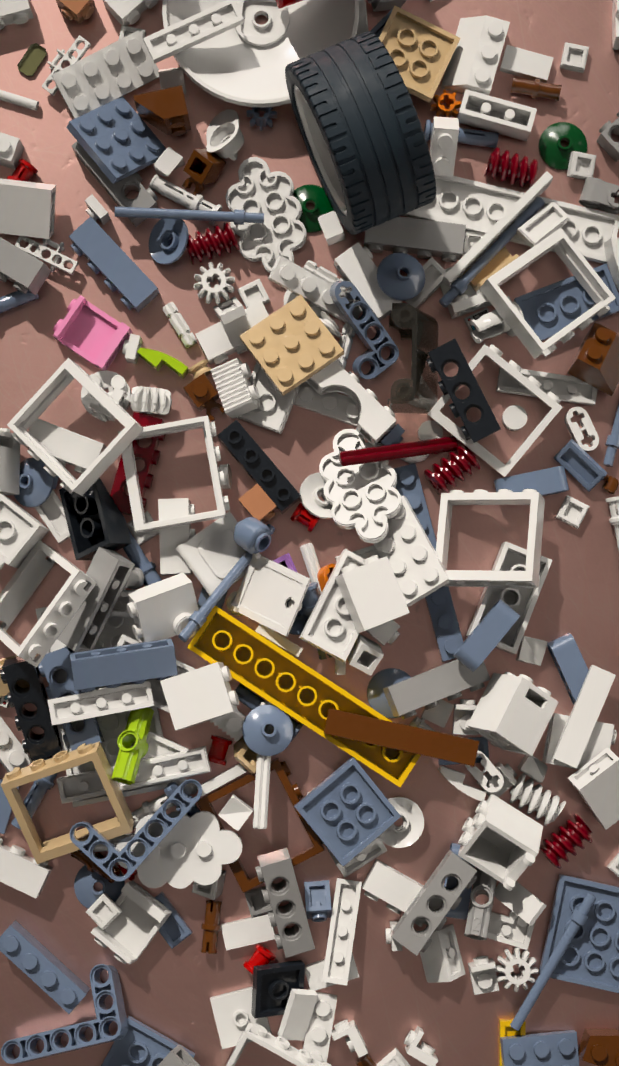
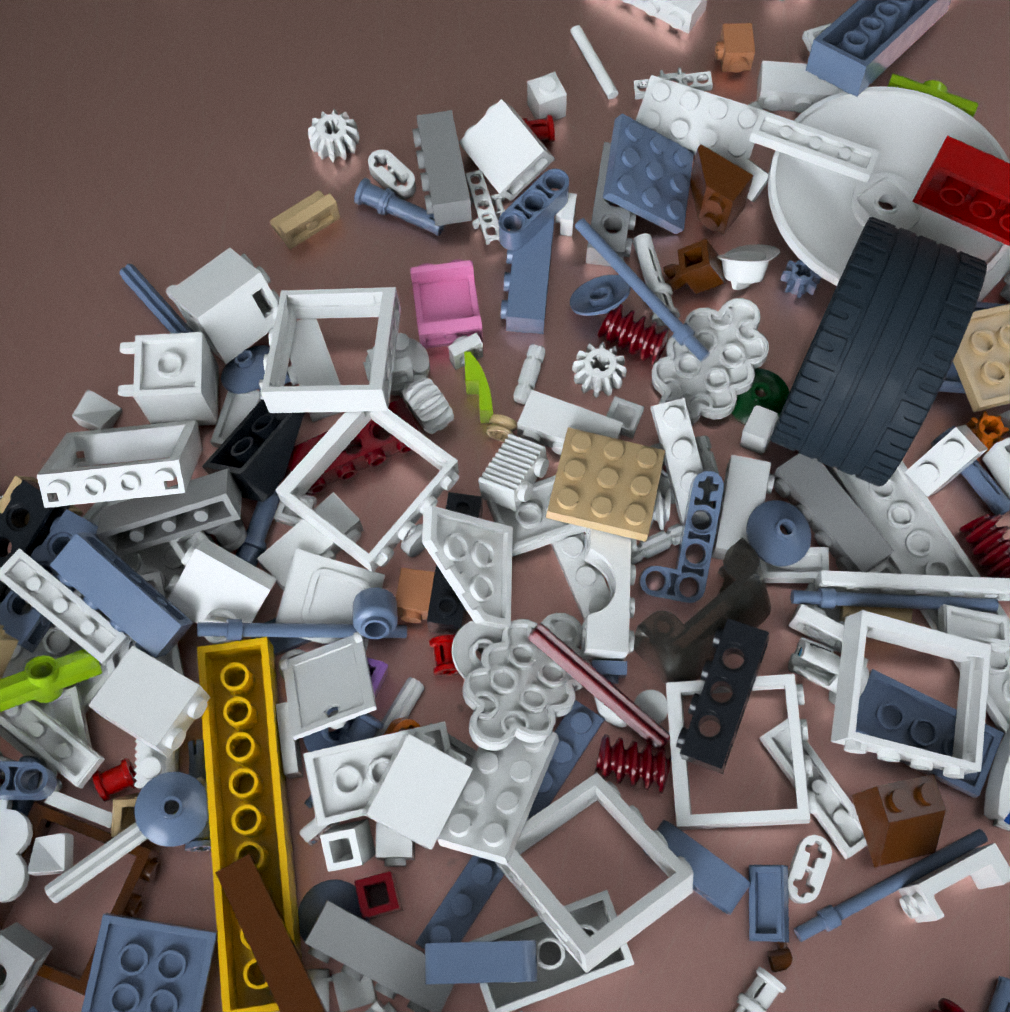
camera: 55 degrees right, 15 degrees down
(32, 59) = (650, 60): olive piece -> none
(77, 220) = (536, 196): none -> sand blue beam
(168, 162) = (672, 234): white slope -> none
(203, 395) = (478, 448): reddish brown brick -> none
(229, 310) = (584, 401): white tile -> none
(273, 457) = (474, 560): none -> white plate
(404, 660) = (378, 895): none -> dark red brick
(514, 417) = (750, 783): white tile -> none
(572, 511) = (710, 942): white tile -> none

